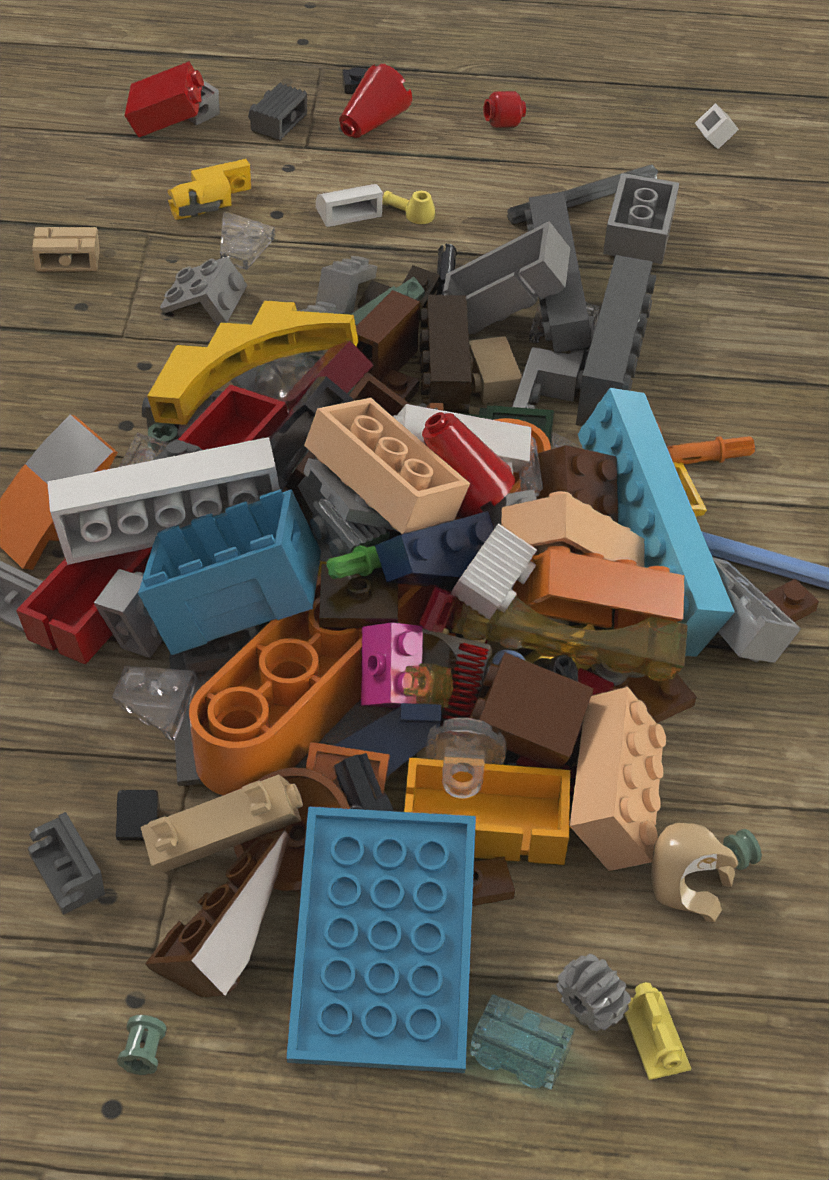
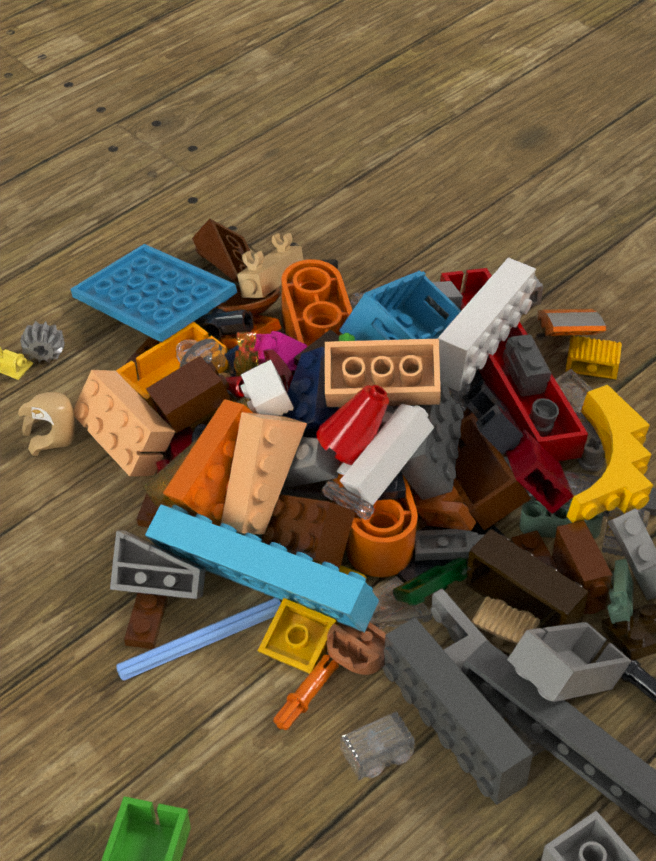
camera: 135 degrees right, 0 degrees up
(65, 864) = (319, 237): dark grey hinge -> none
(128, 1058) = (203, 211): sand green bush -> none
(229, 429) = (544, 415): none -> dark grey wheel
(521, 1043) = (60, 310): clear light blue brick -> none
(692, 380) = (377, 746): none -> clear brick
(745, 848) = (35, 459): sand green bush -> none

